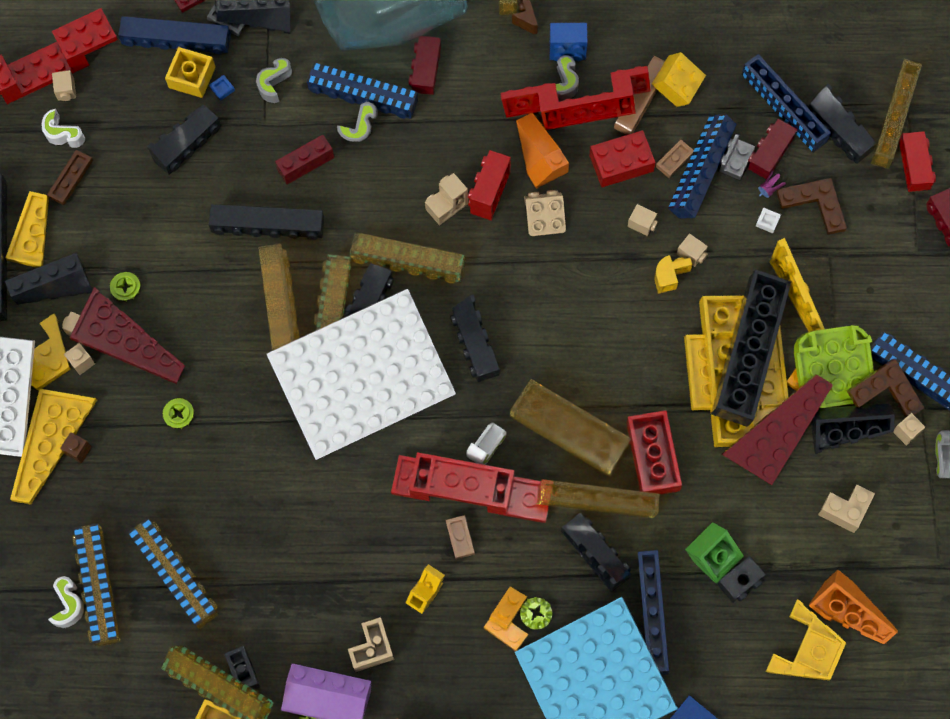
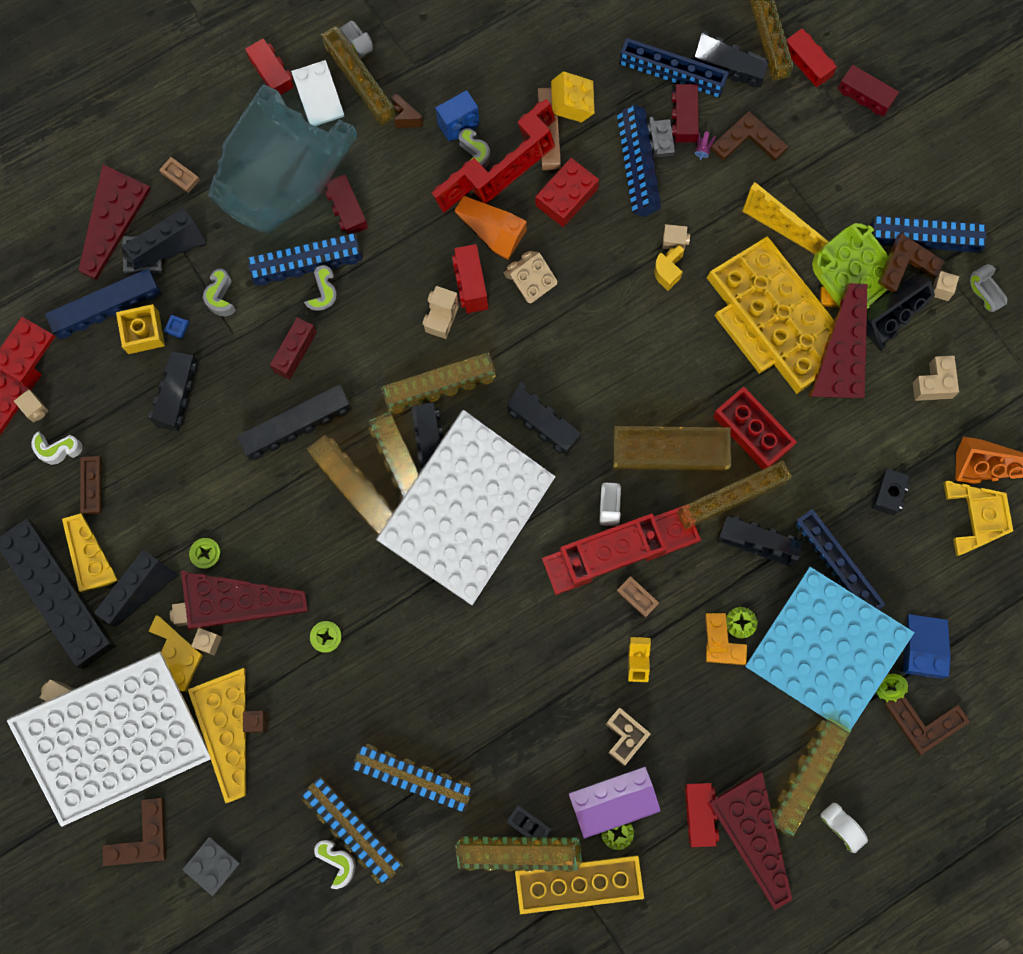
camera: 30 degrees left, 5 degrees up
(642, 220) = (617, 235): tan brick -> none
(674, 158) = (610, 167): medium nougat plate -> none
(714, 552) = (854, 481): bright green slope -> none
(751, 348) = (779, 292): black brick -> none
(768, 220) = (720, 176): white plate -> none

